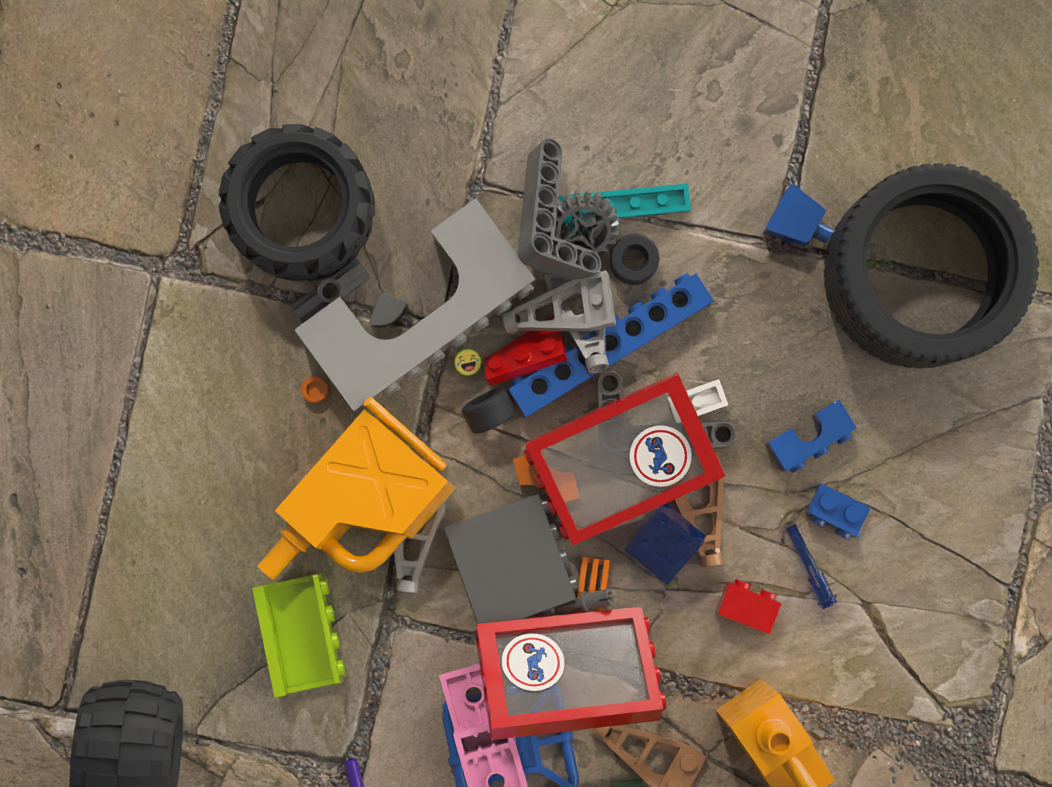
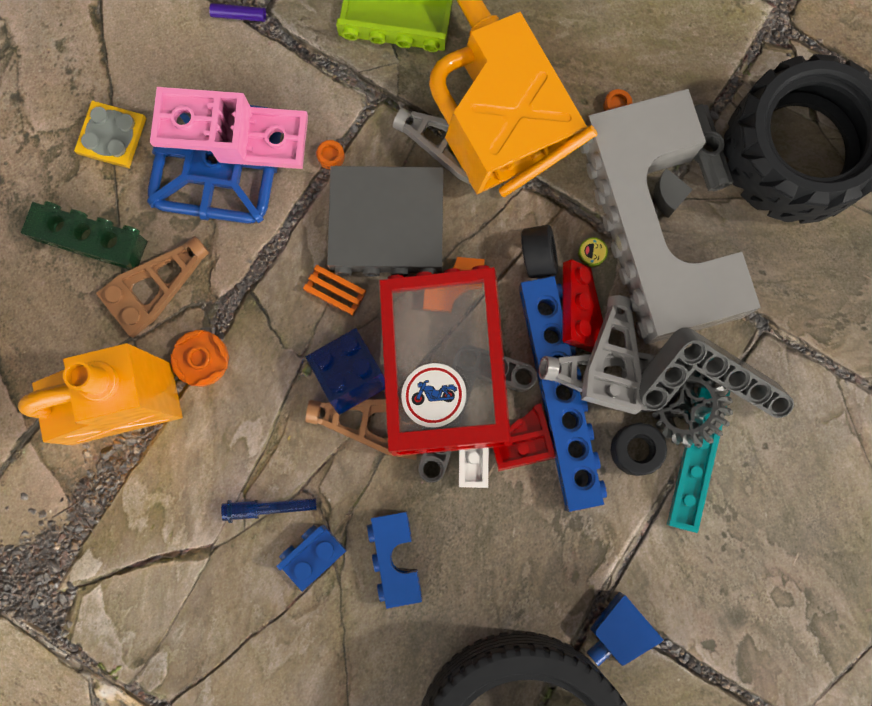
camera: 115 degrees right, 5 degrees down
(464, 641) = (330, 154): none -> orange tile
(568, 673) = (257, 225): window -> none
(586, 602) = (320, 275): dark grey pin -> none
(664, 358) = (529, 442): none -> red wing
(701, 684) = (199, 358): none -> orange tile
(749, 607) = (253, 431): red brick -> none

